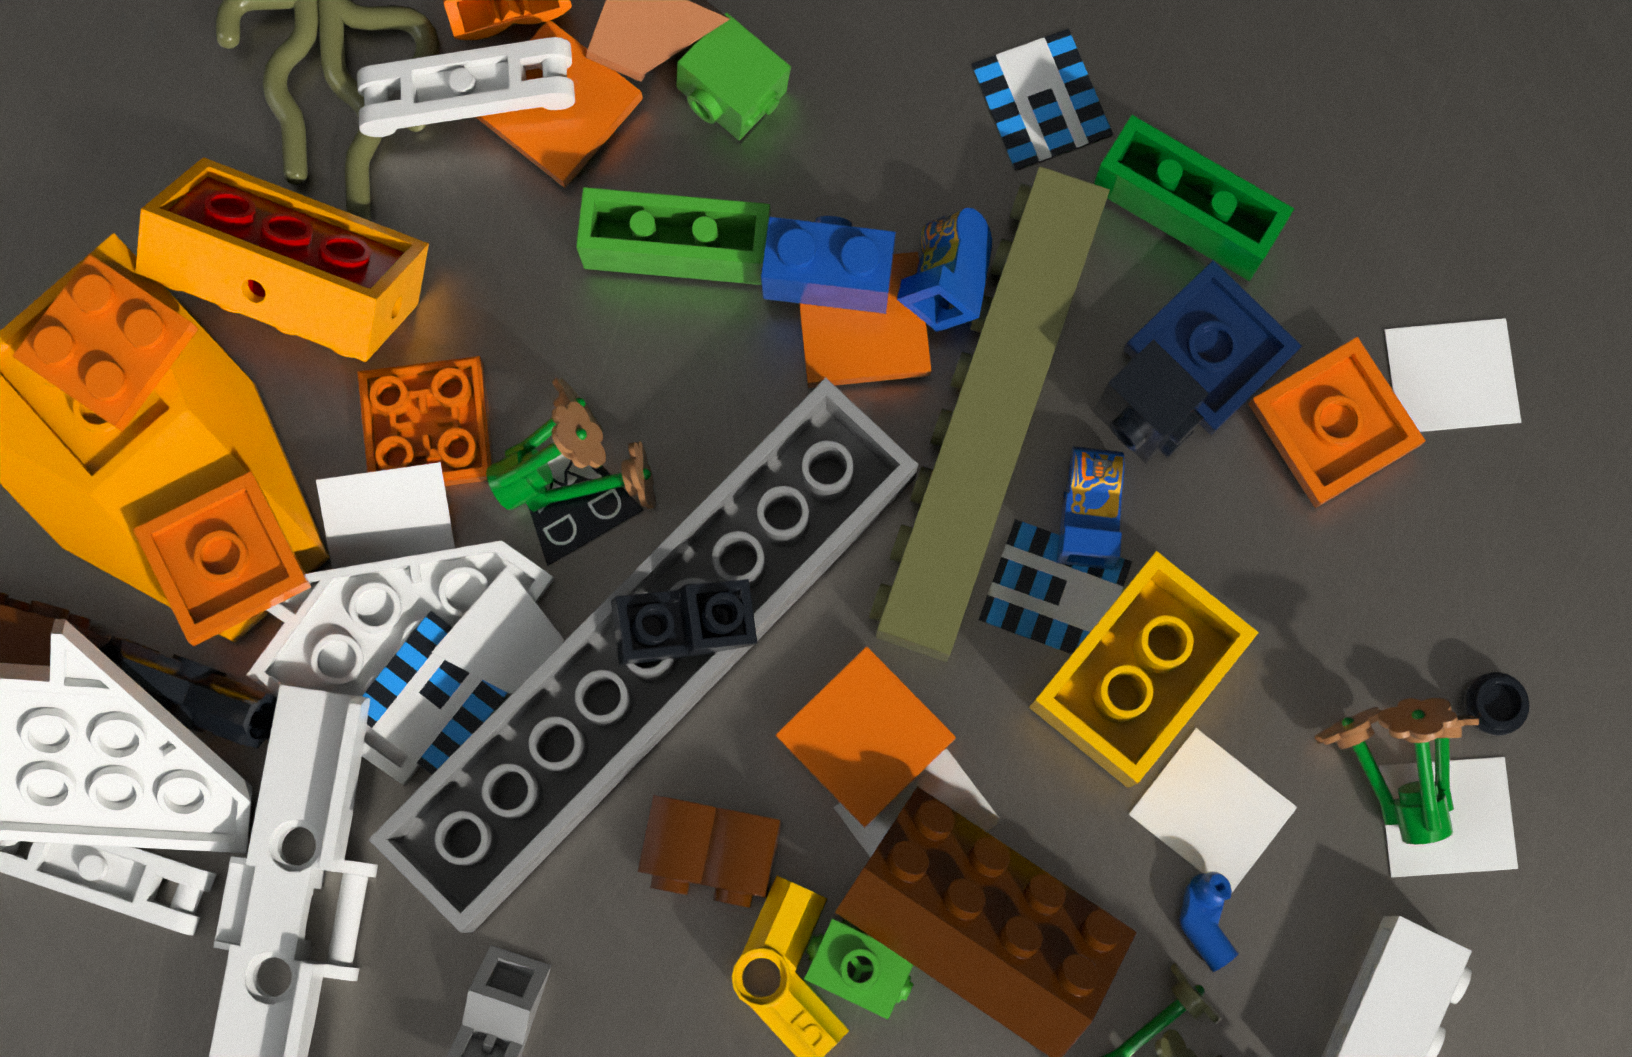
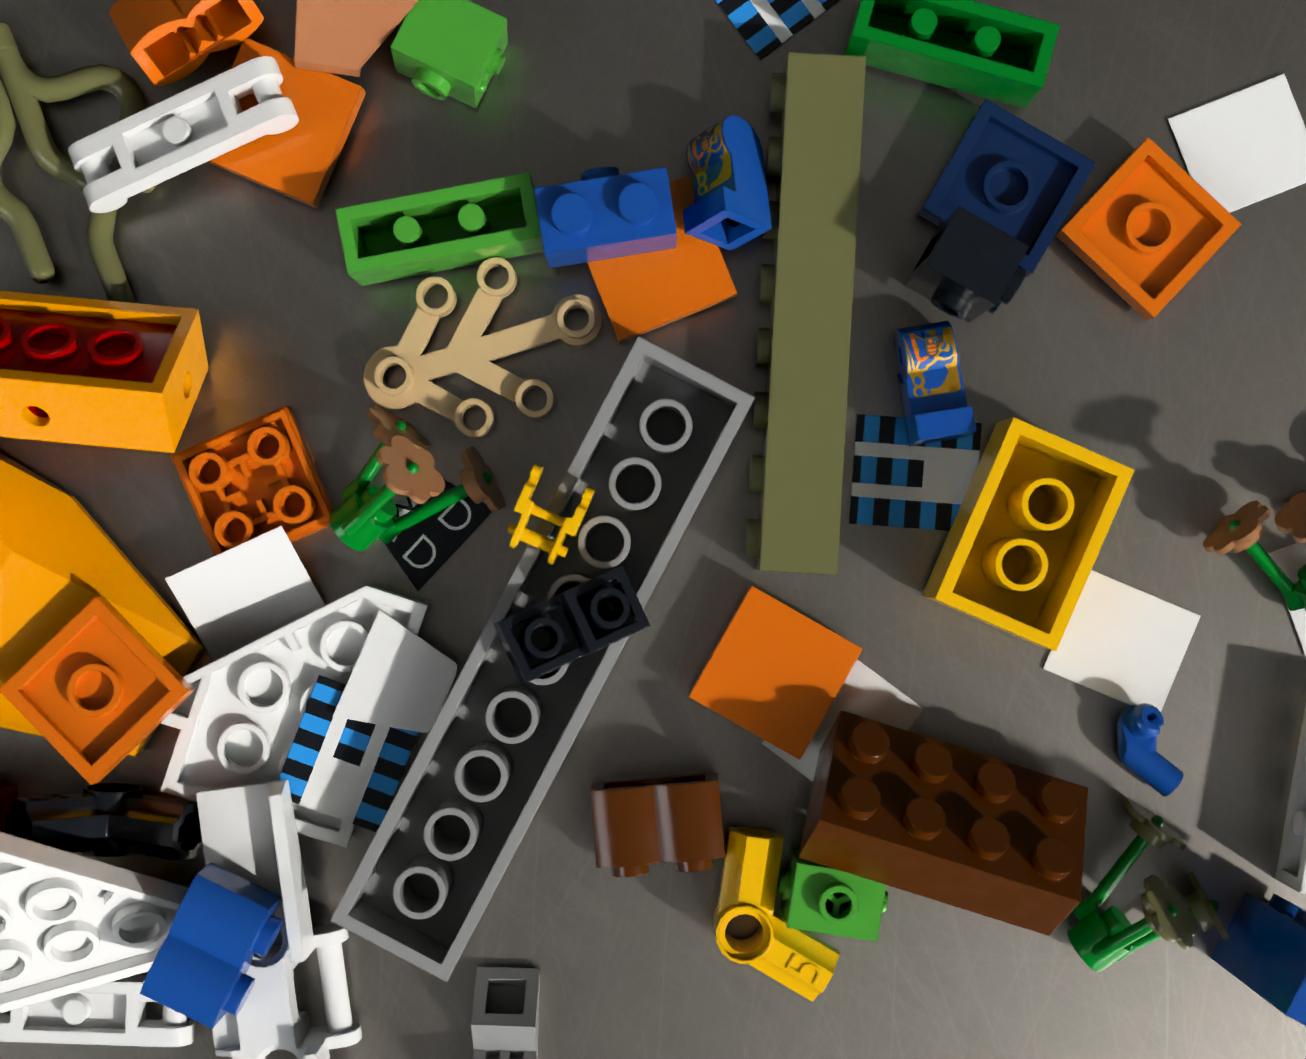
camera: 15 degrees left, 10 degrees up
(250, 829) = (212, 946): none -> blue brick
(668, 356) = (471, 352): none -> tan plant
(708, 529) = (528, 507): none -> yellow piece

